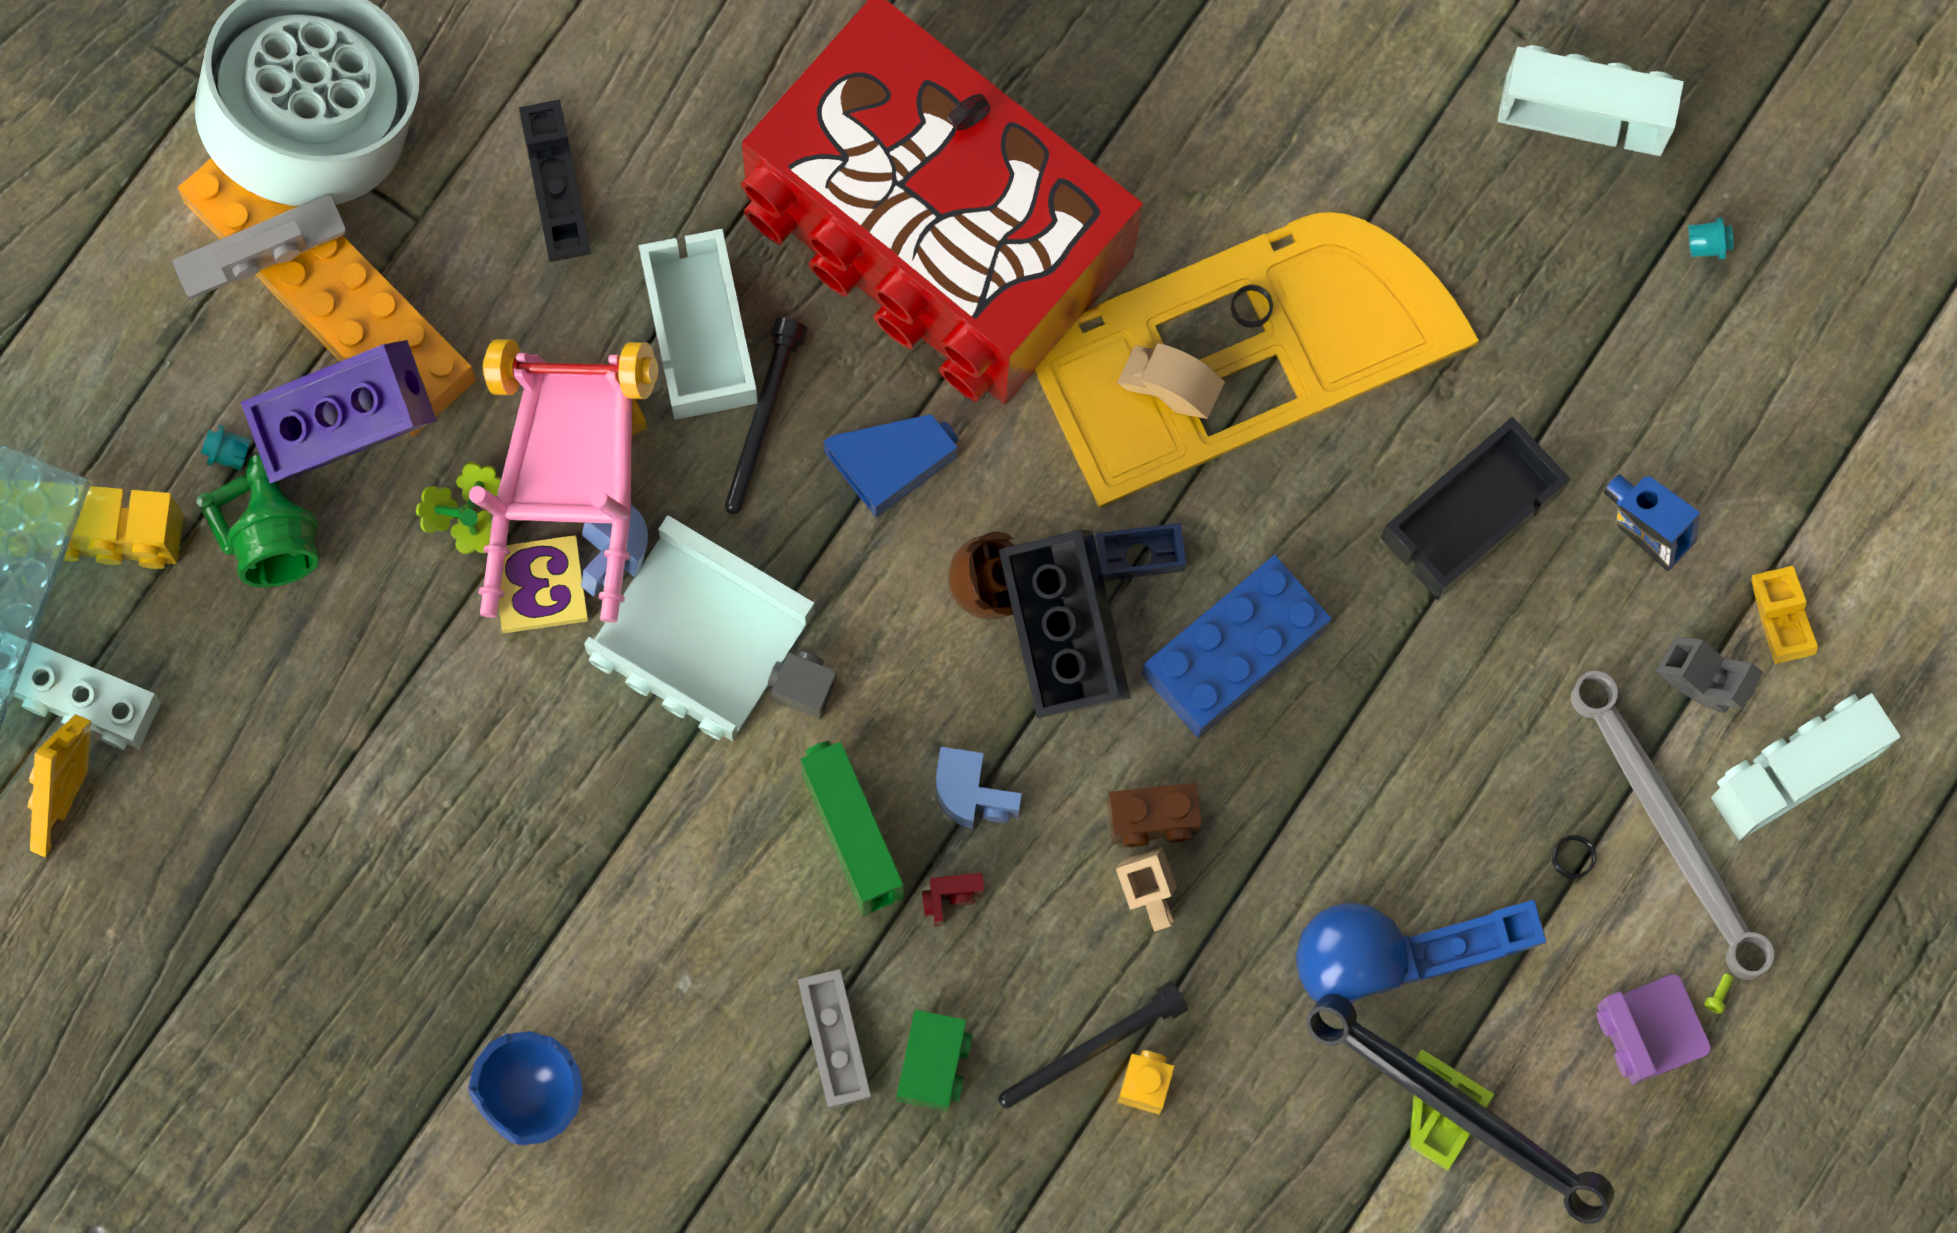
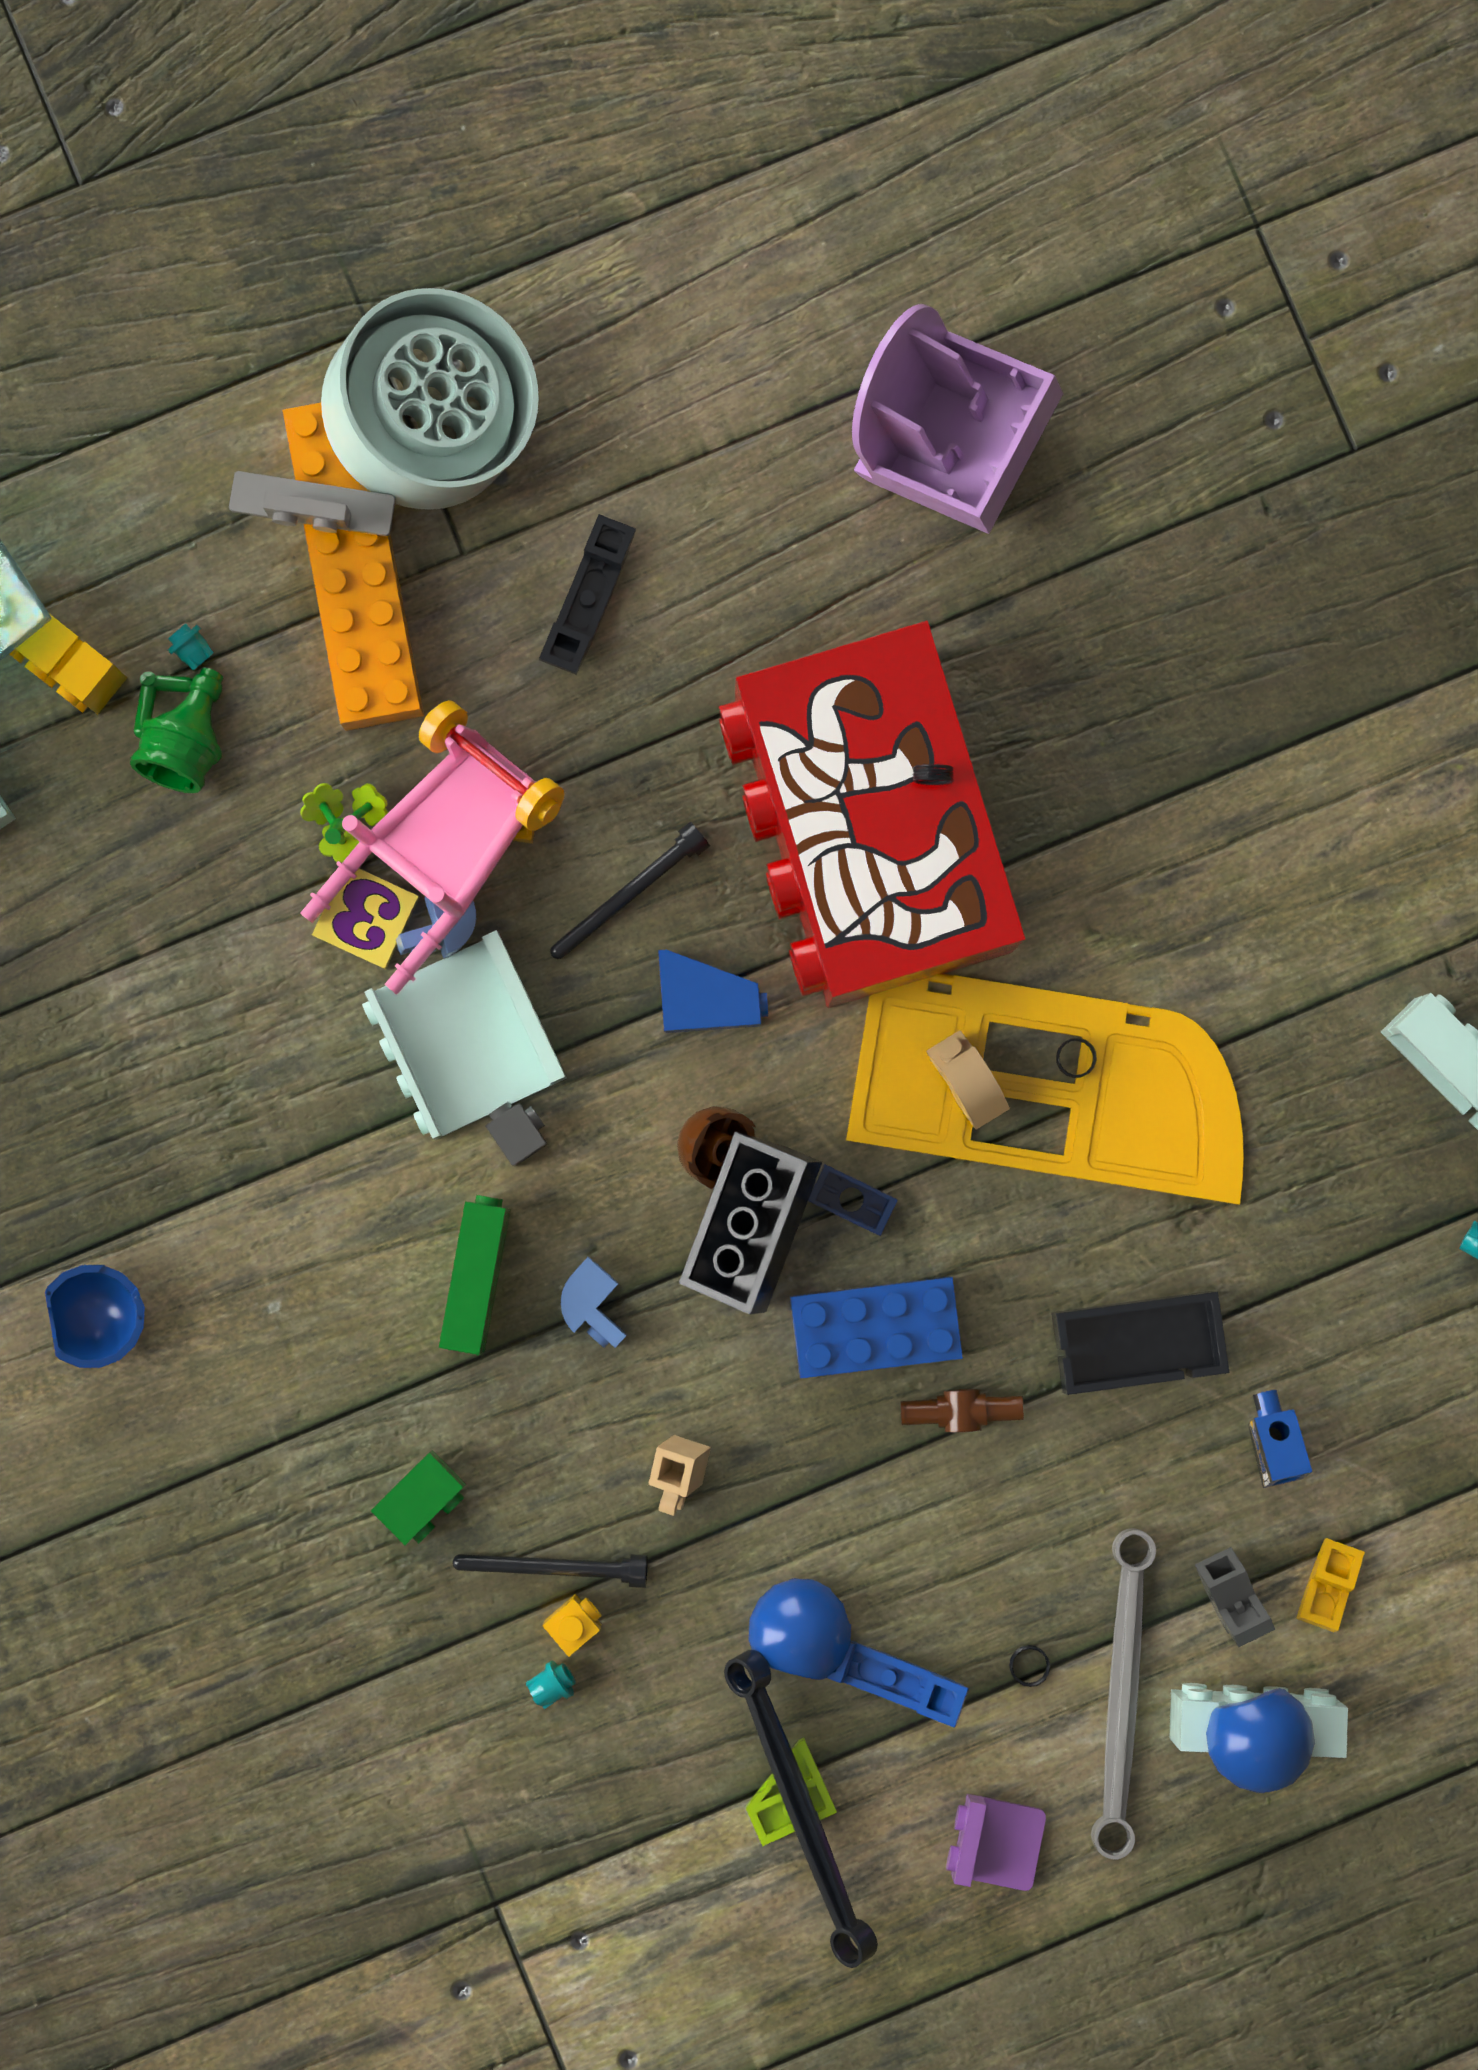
camera: 35 degrees right, 10 degrees up
(338, 411) = (244, 681): dark purple brick -> none
(698, 325) = (622, 788): light aqua piece -> none
(834, 1039) = (357, 1429): light grey plate -> none
(957, 889) = (530, 1377): dark red bracket -> none
(1154, 814) = (721, 1418): reddish brown brick -> none
(1163, 1151) = (551, 1684): none -> teal hose
(1361, 670) = (962, 1410): none -> reddish brown pin
(1715, 1003) = (1061, 1853): lime piece -> none
(1818, 768) = (1261, 1741): none -> blue cylinder

